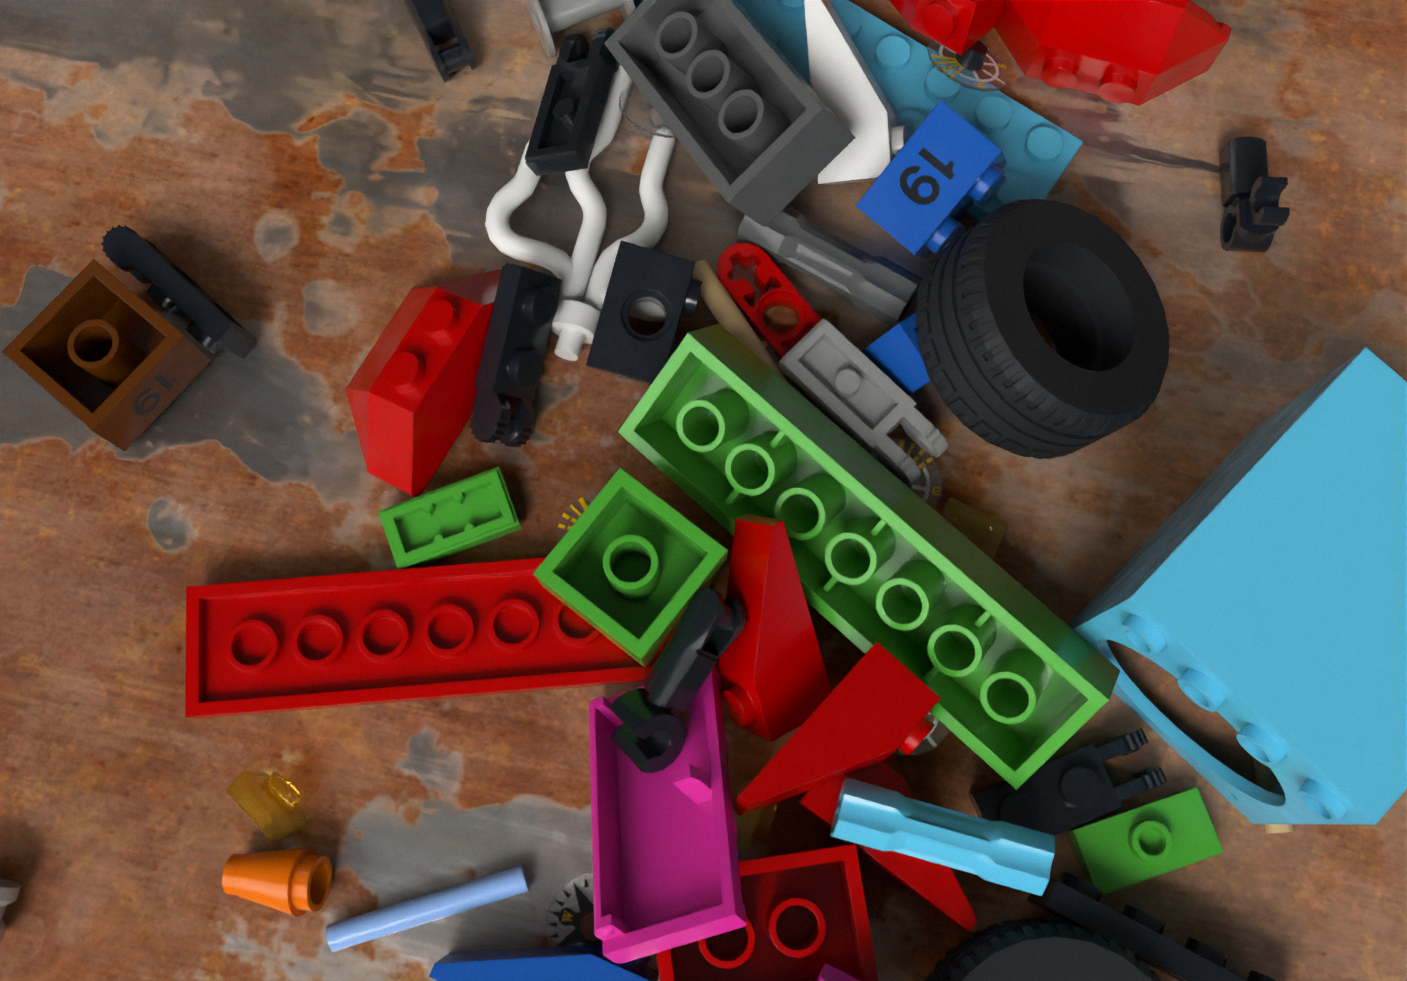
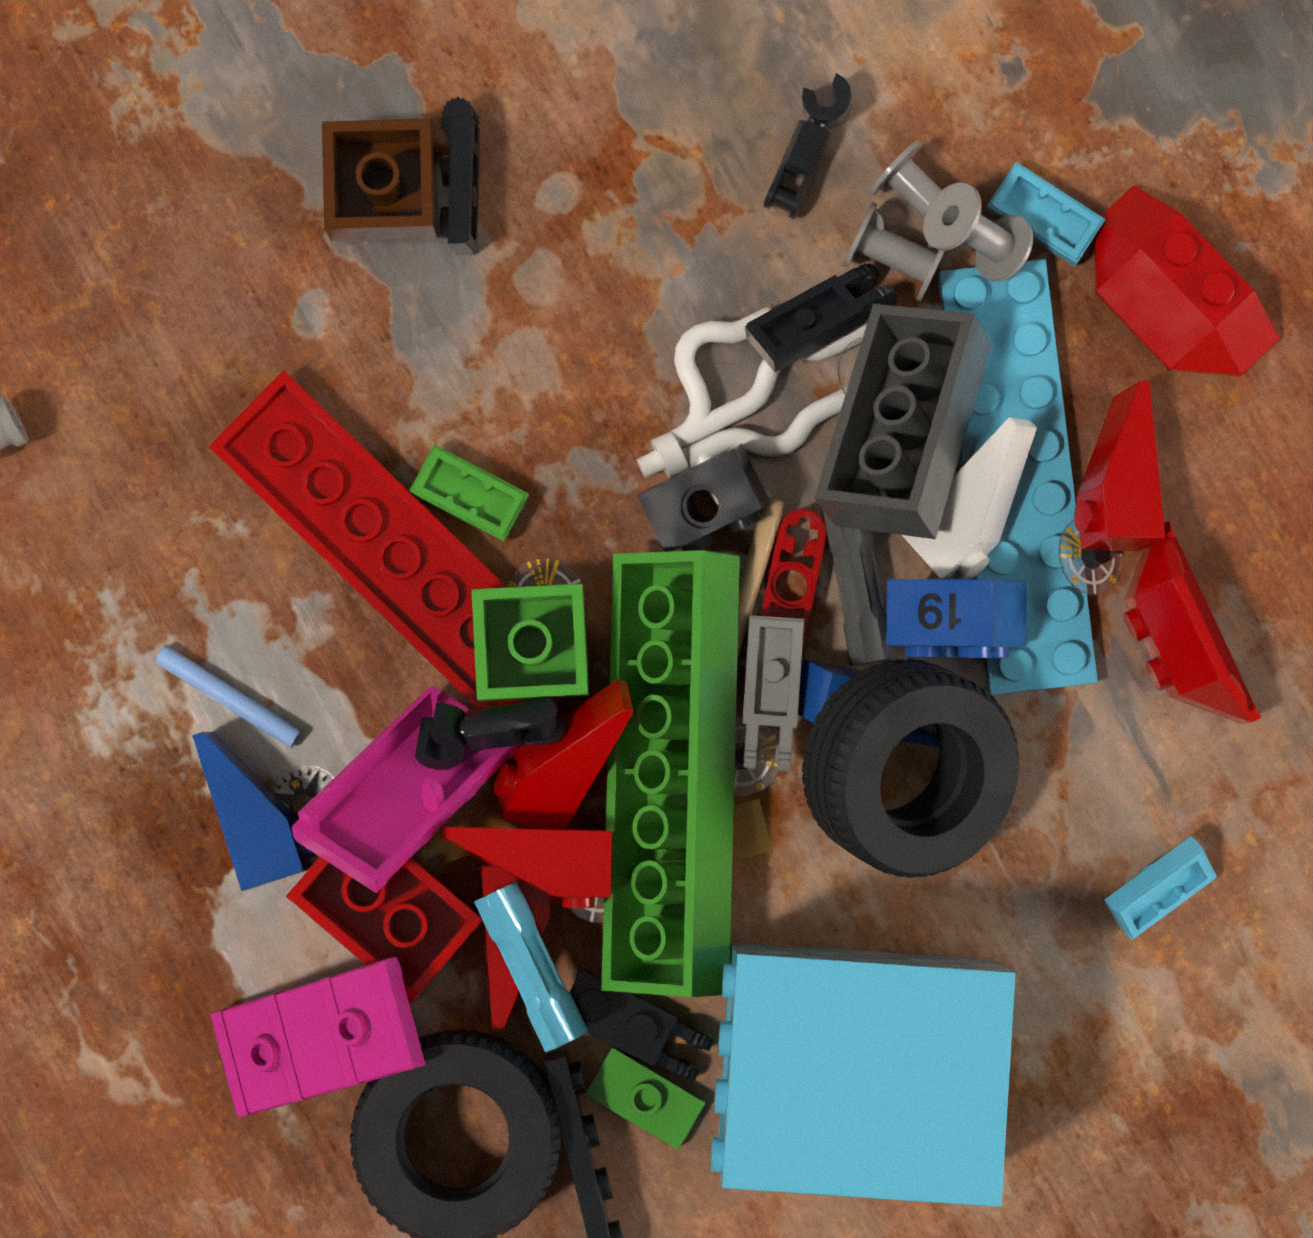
camera: 45 degrees right, 10 degrees up
(269, 803) = (204, 545): clear yellow plate -> none
(280, 879) = (167, 593): orange cone -> none
(421, 379) = (559, 390): red wedge -> none
(514, 355) = (607, 440): black hinge -> none
(1249, 196) = (1156, 821): black bar -> none
(1310, 231) = (1161, 888): none -> medium azure plate

